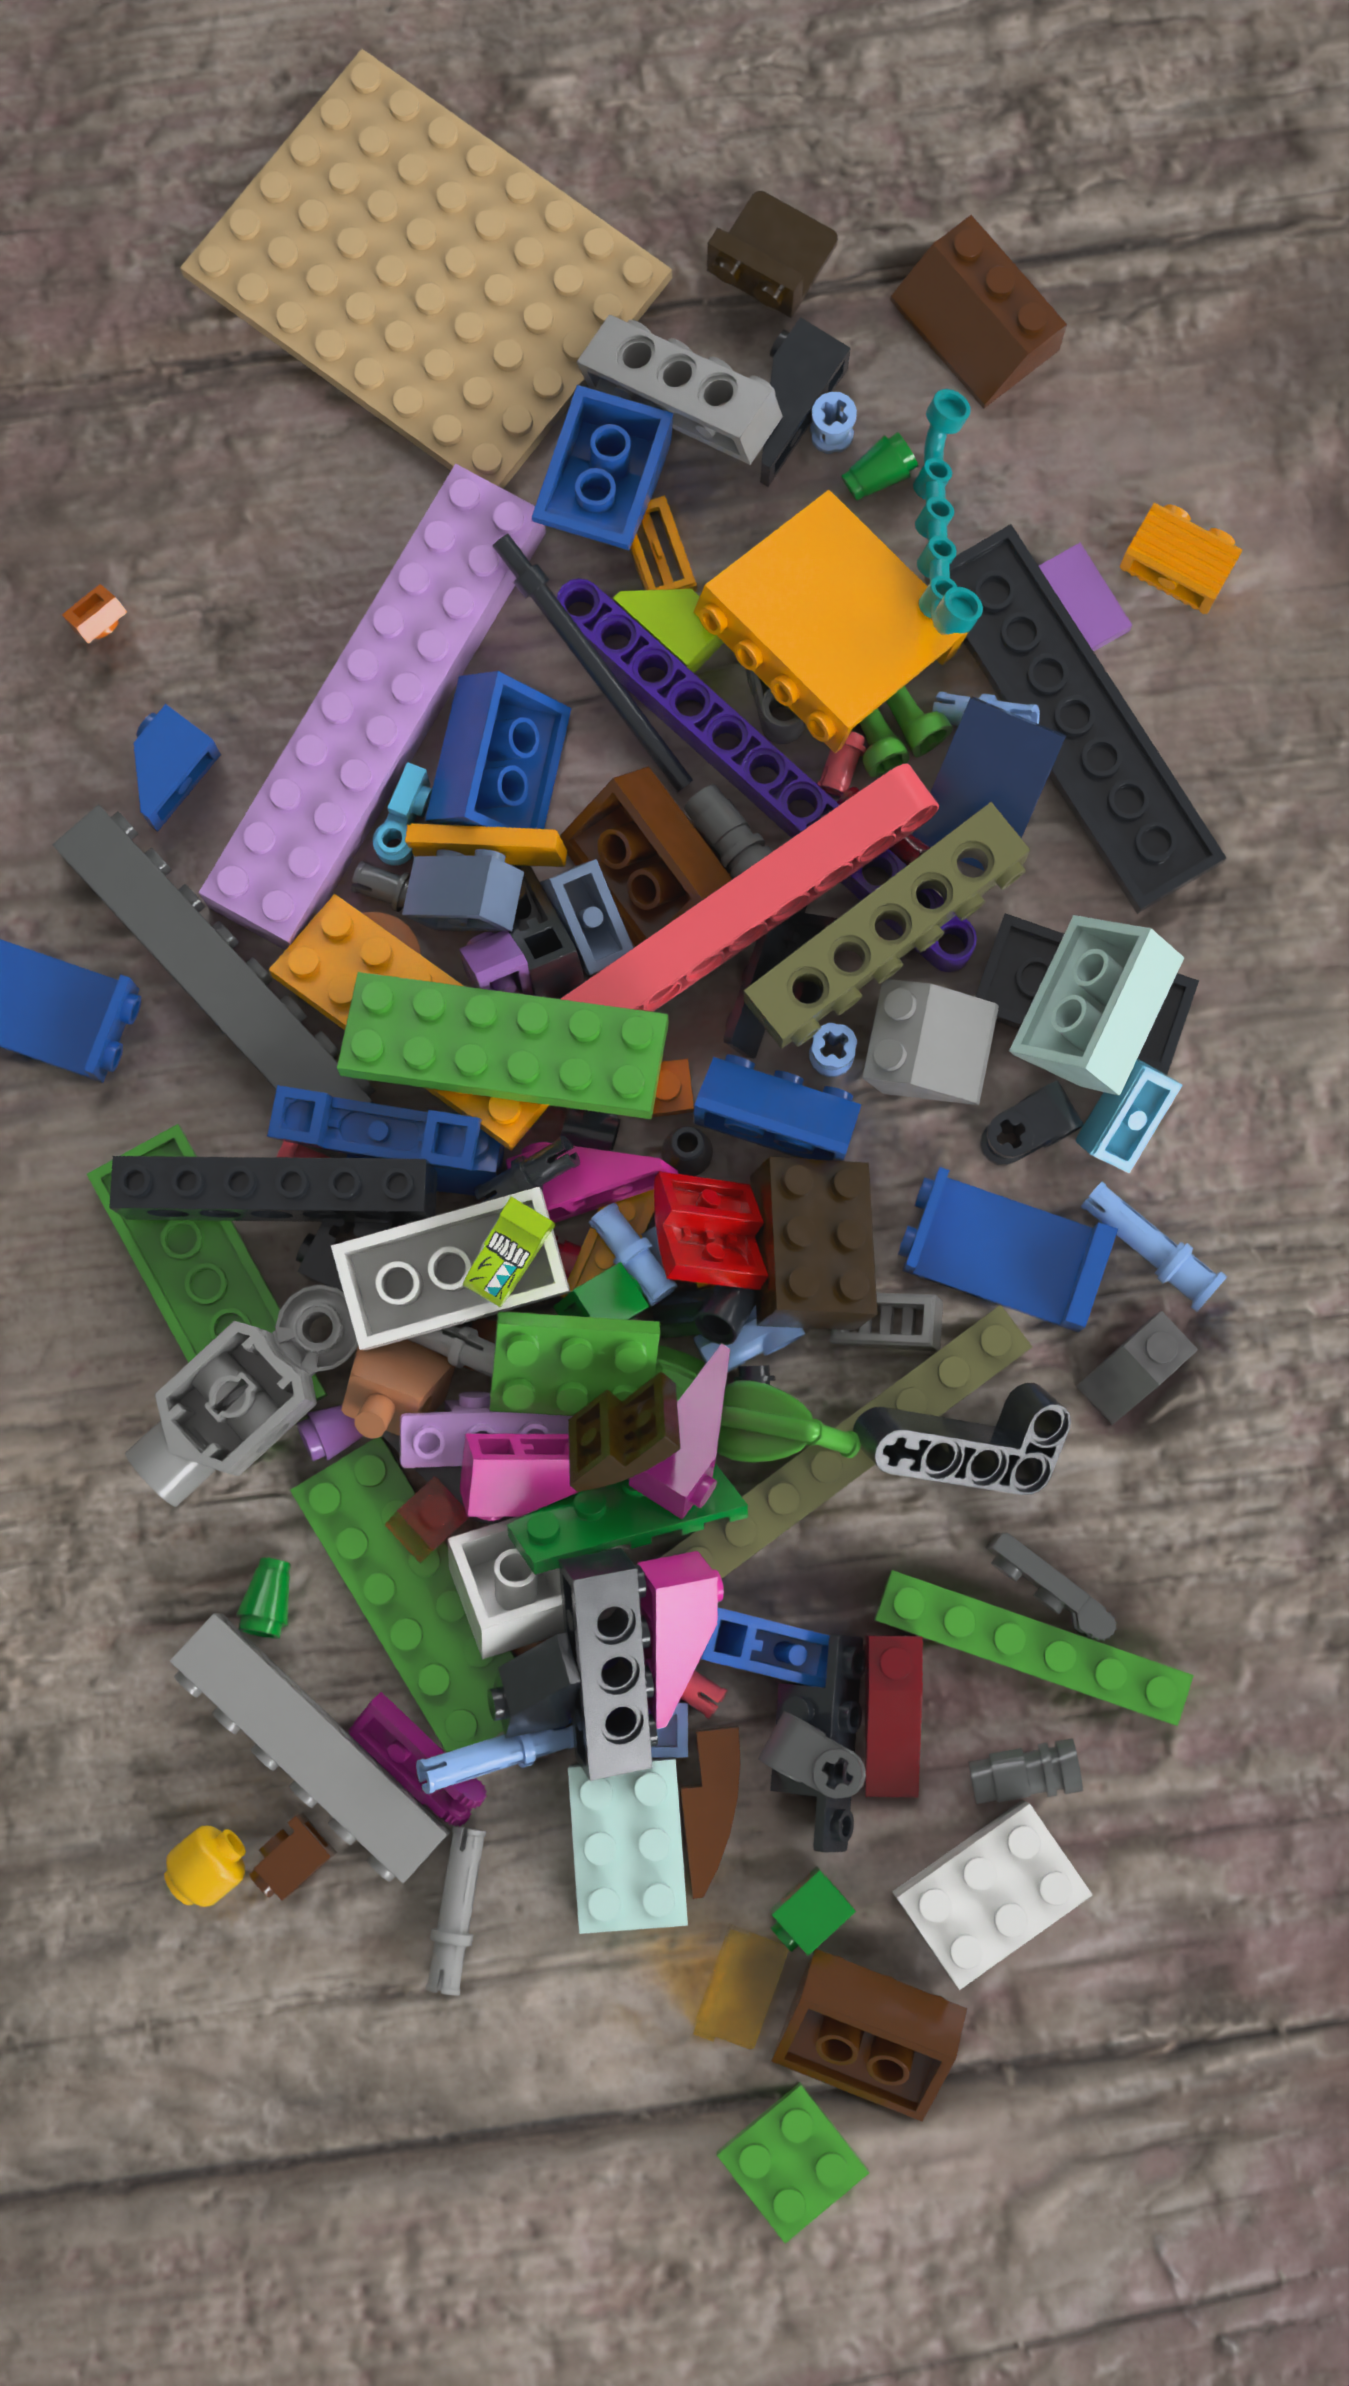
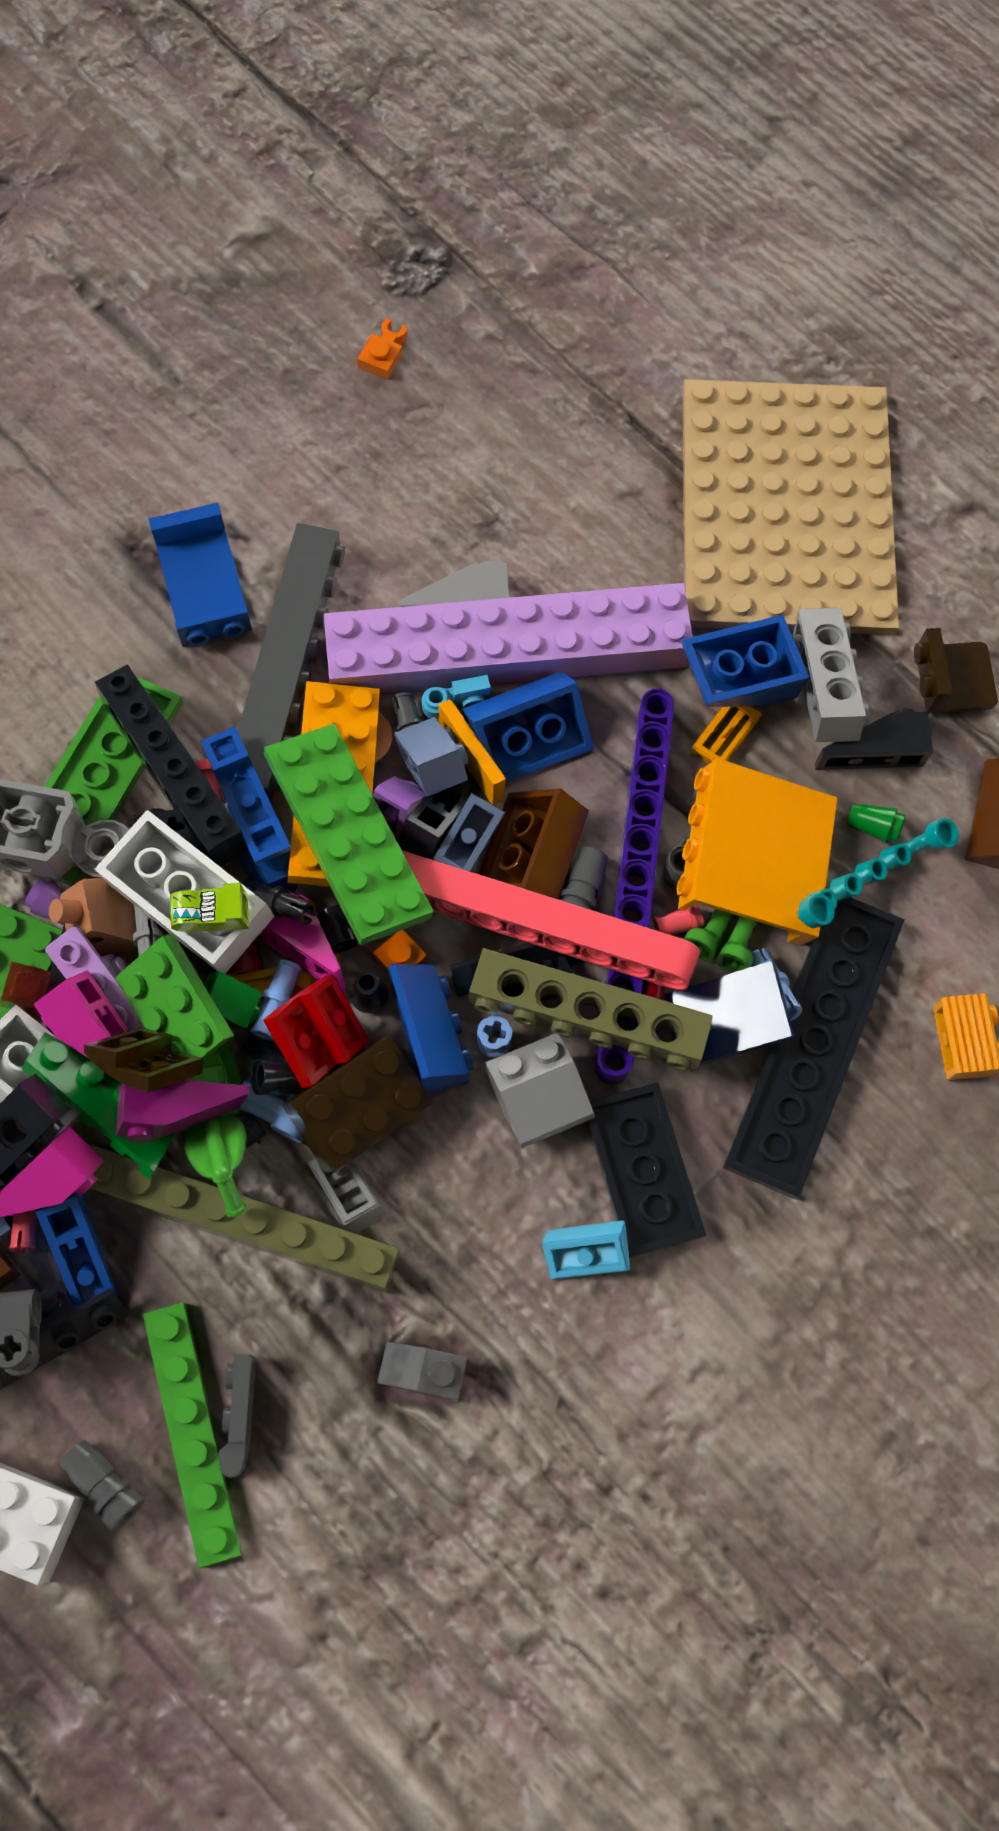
camera: 50 degrees right, 10 degrees down
(95, 614) = (450, 464): orange plate -> none
(169, 763) = (391, 555): blue slope -> none
(280, 699) = (471, 583): none -> light grey slope
(533, 583) = (645, 668): black bar -> none
(672, 622) = (684, 762): lime slope -> none
(827, 410) = (881, 776): light blue bush -> none
(893, 1715) = (87, 1366): dark red slope -> none
(1006, 1251) = (442, 1232): blue panel -> none
(1007, 1457) = (259, 1239): black beam -> none
(1037, 1123) = (543, 1194): black piece -> none
(1086, 596) = (896, 997): medium lavender tile -> none
(1097, 1003) = (640, 1177): light aqua slope -> none
(1173, 1261) = (511, 1346): light blue pin -> none

